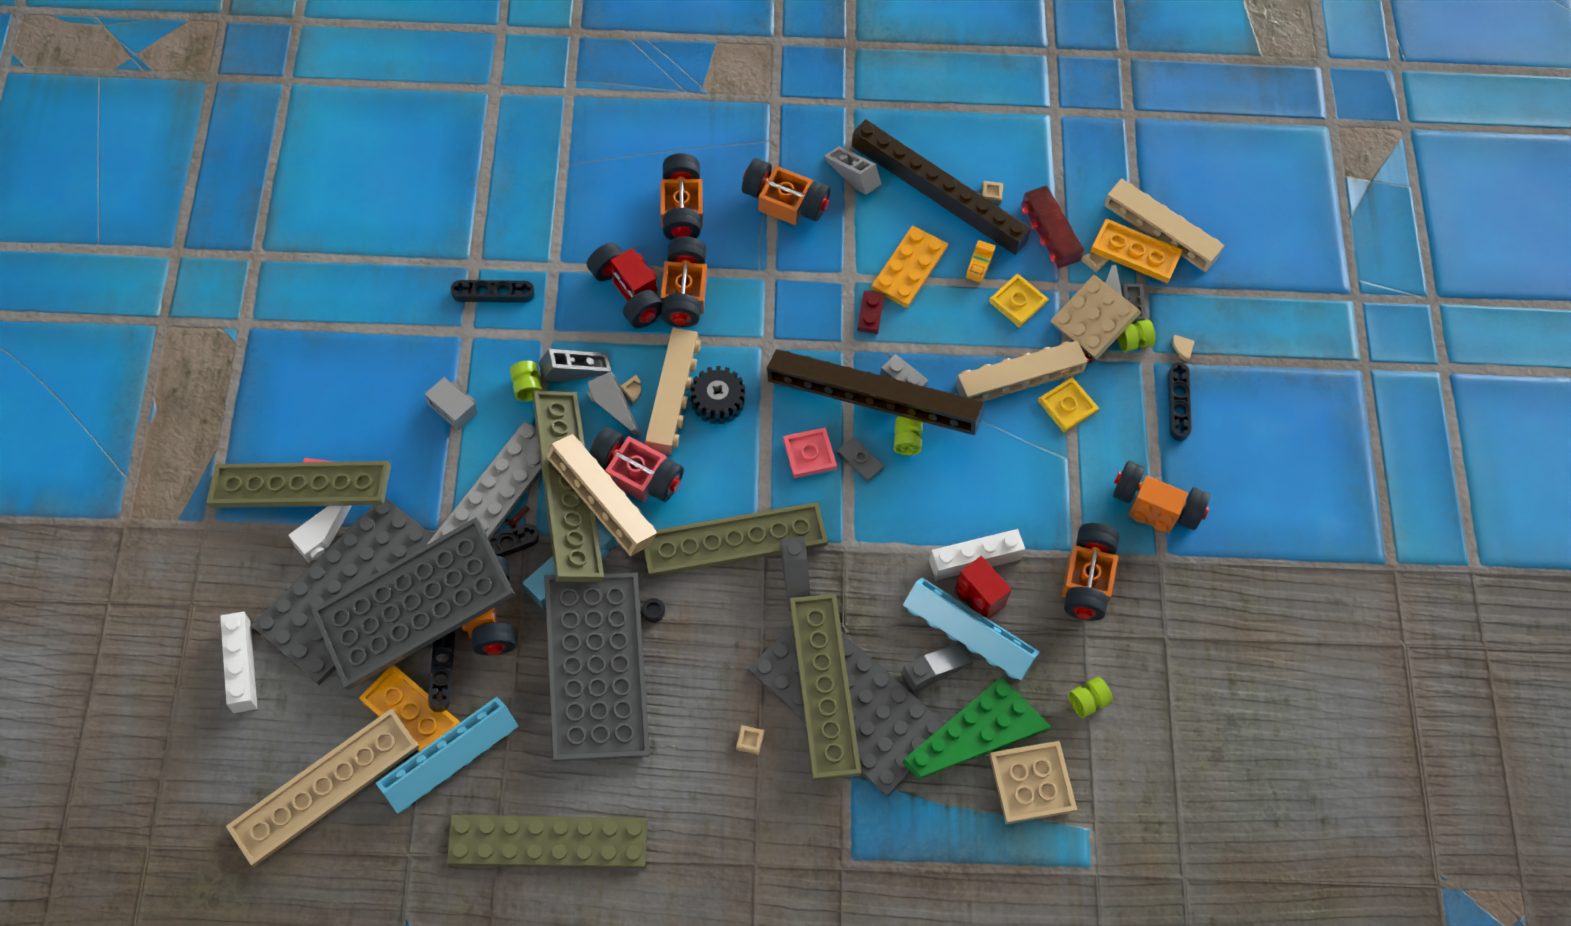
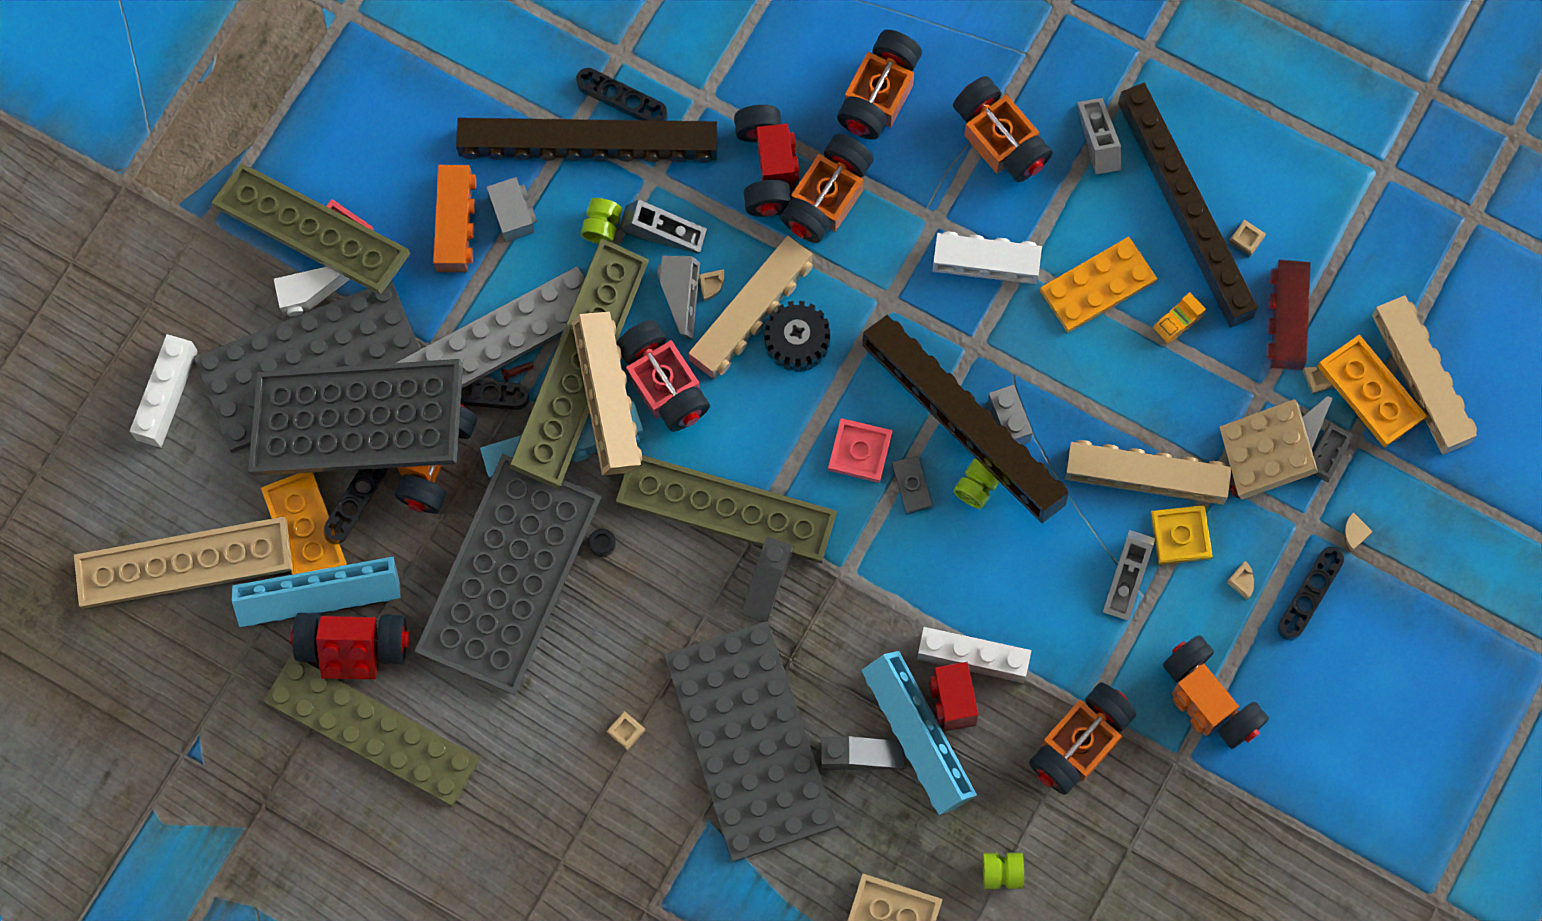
camera: 35 degrees right, 10 degrees up
(409, 429) = (453, 218): none -> orange brick
(481, 330) = (587, 139): none -> dark brown brick
(496, 780) = (349, 644): none -> brick
(823, 282) = (987, 258): none -> white brick
(825, 687) = (728, 715): olive plate -> none
(870, 312) = (1022, 318): dark red plate -> none
(983, 726) = (872, 842): green wing -> none
(1018, 300) = (1199, 384): yellow tile -> none
(1050, 446) = (1128, 575): none -> light grey slope
(1129, 415) = (1243, 580): none -> tan tile
(1140, 334) = (1307, 493): lime wheel -> none

